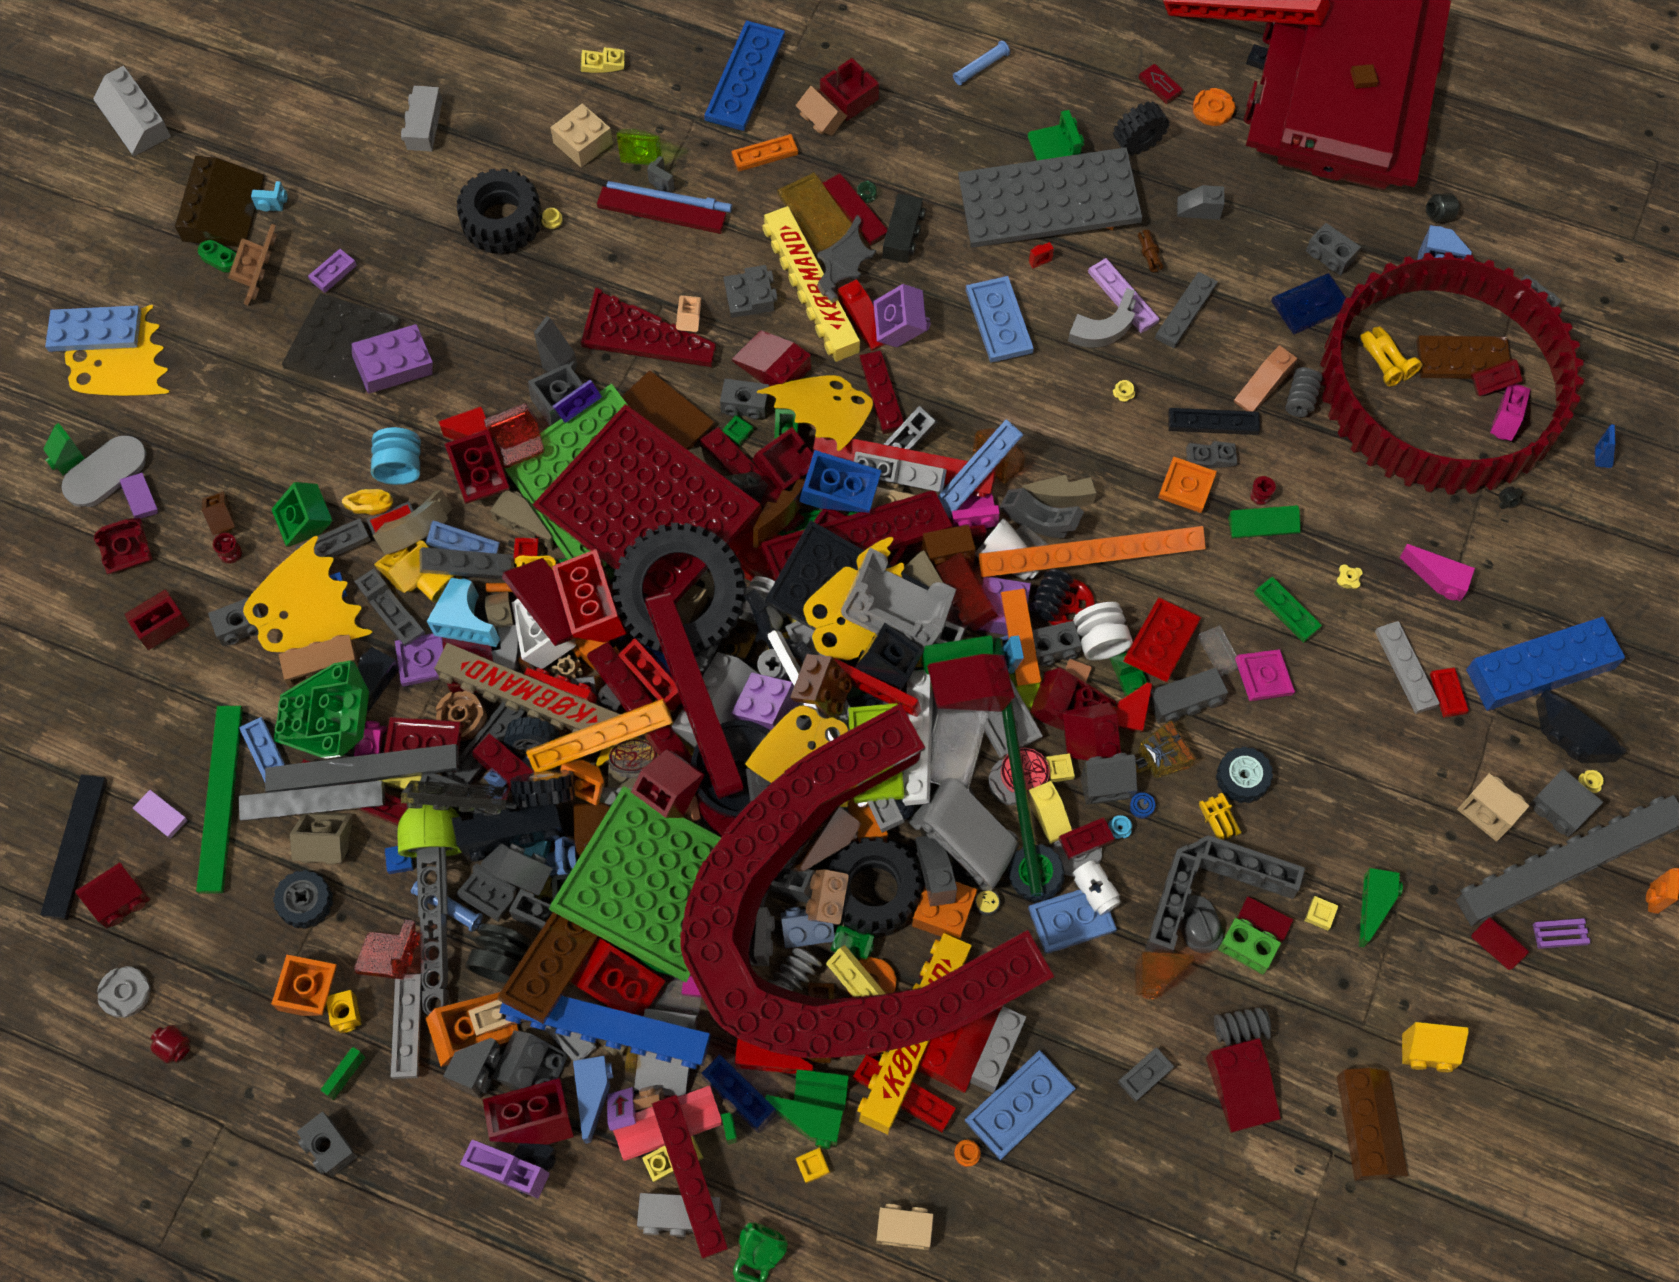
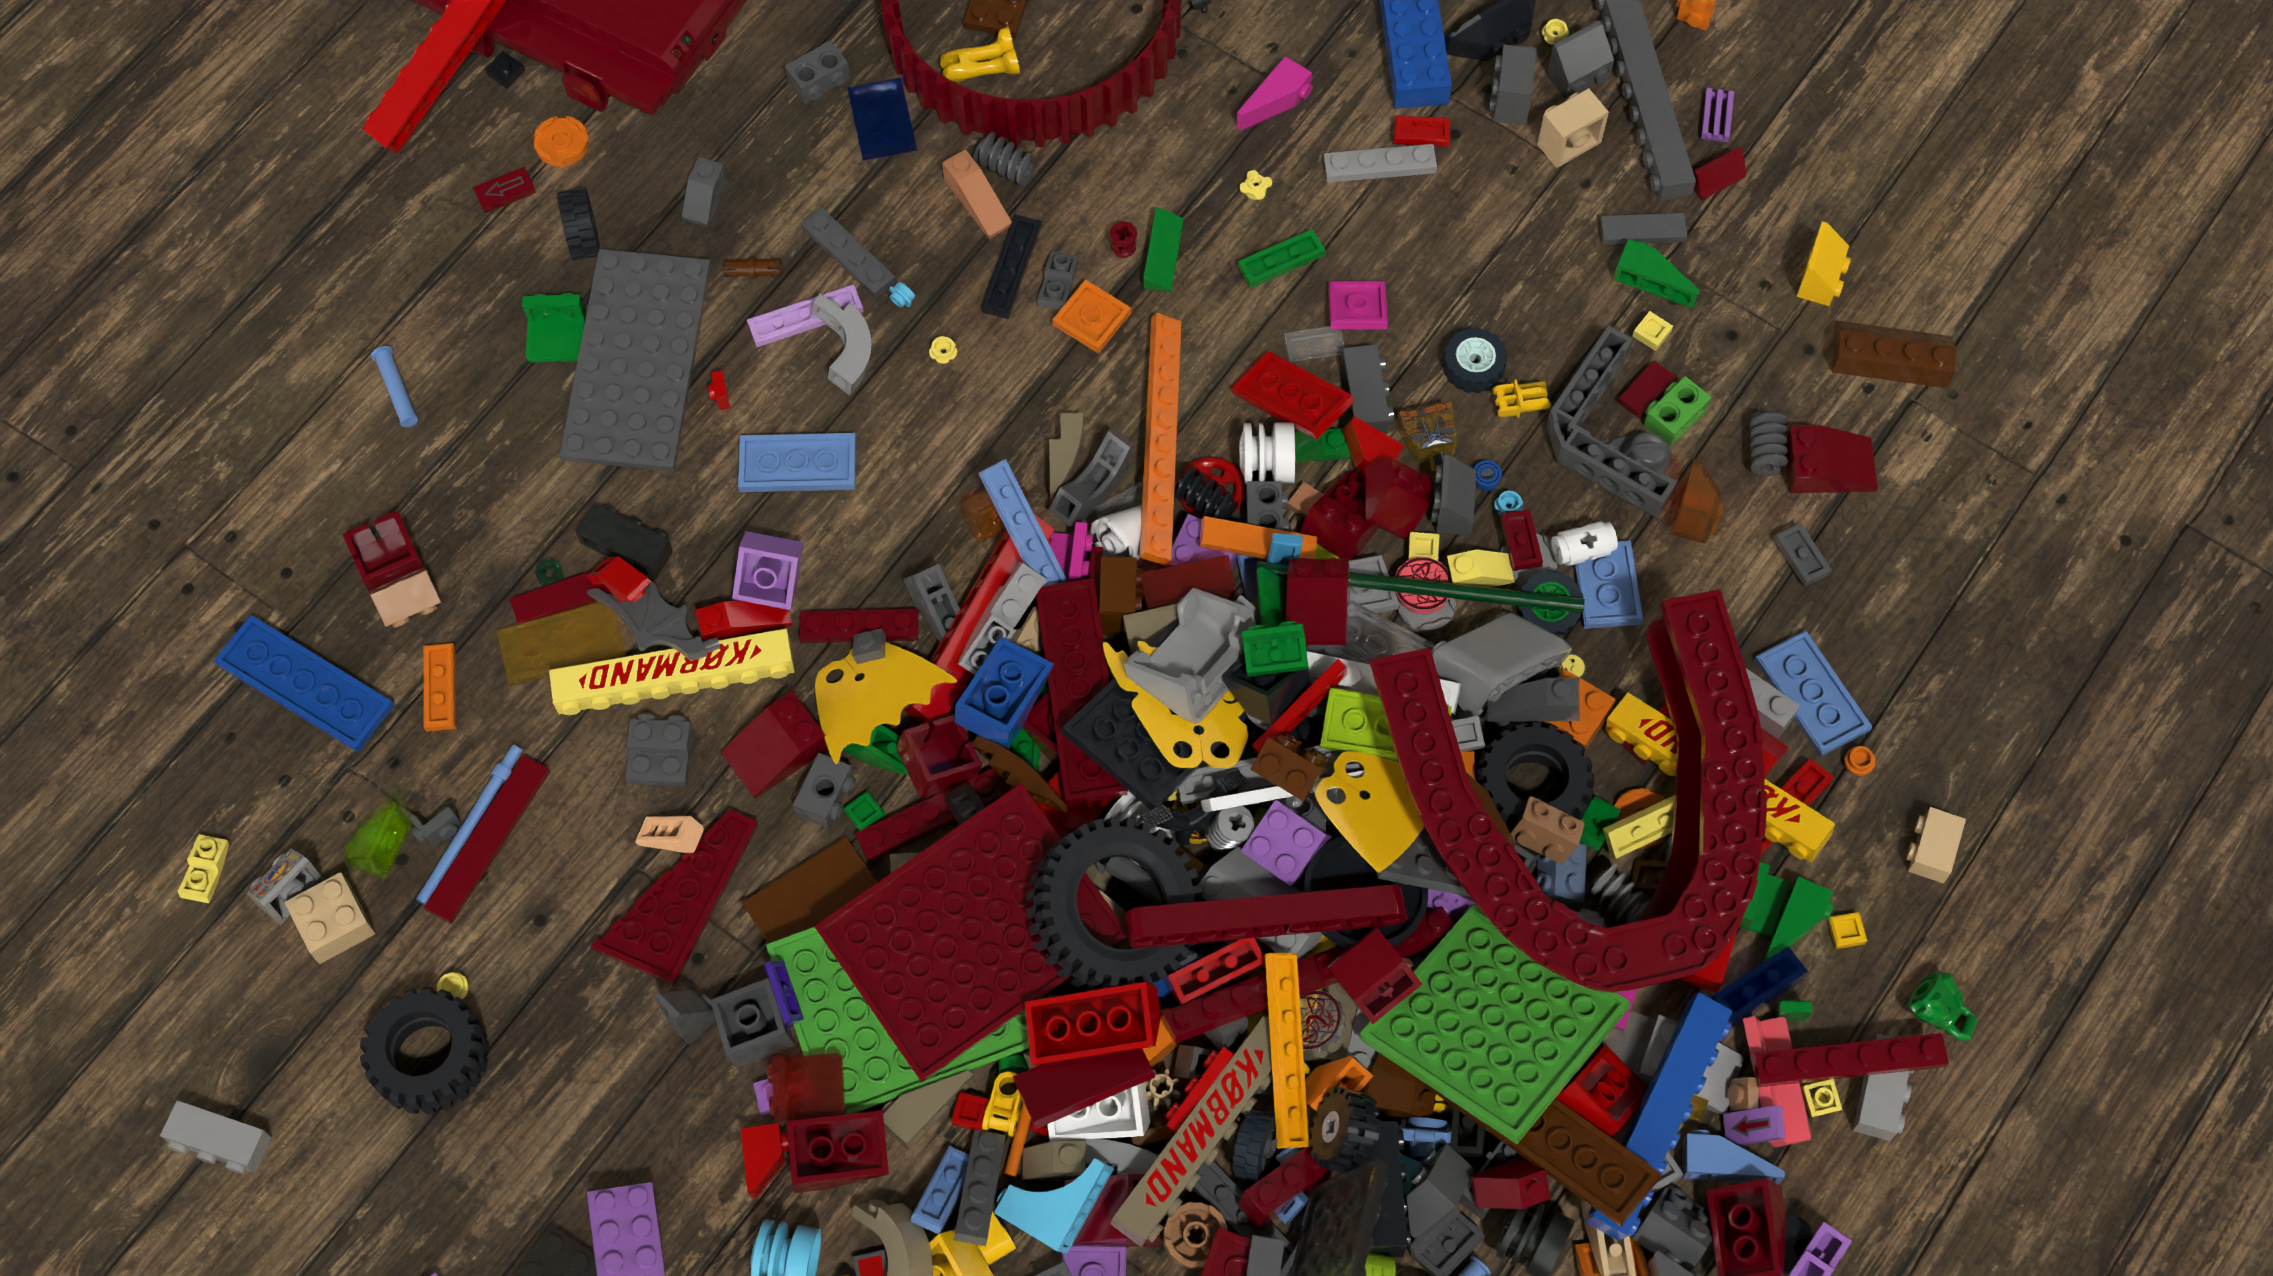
camera: 75 degrees left, 0 degrees up
(524, 919) = (1510, 1186): none -> dark red slope
(602, 103) = (286, 879): none -> light grey slope
(863, 398) = (869, 646): none -> dark grey plate
(866, 228) = (620, 578): none -> red slope
(910, 651) = (1275, 649): none -> green bracket
(1161, 351) = (901, 295): none -> medium azure plate
(1421, 890) = (1644, 228): none -> dark grey tile
(1518, 751) = (1513, 84): none -> dark grey brick

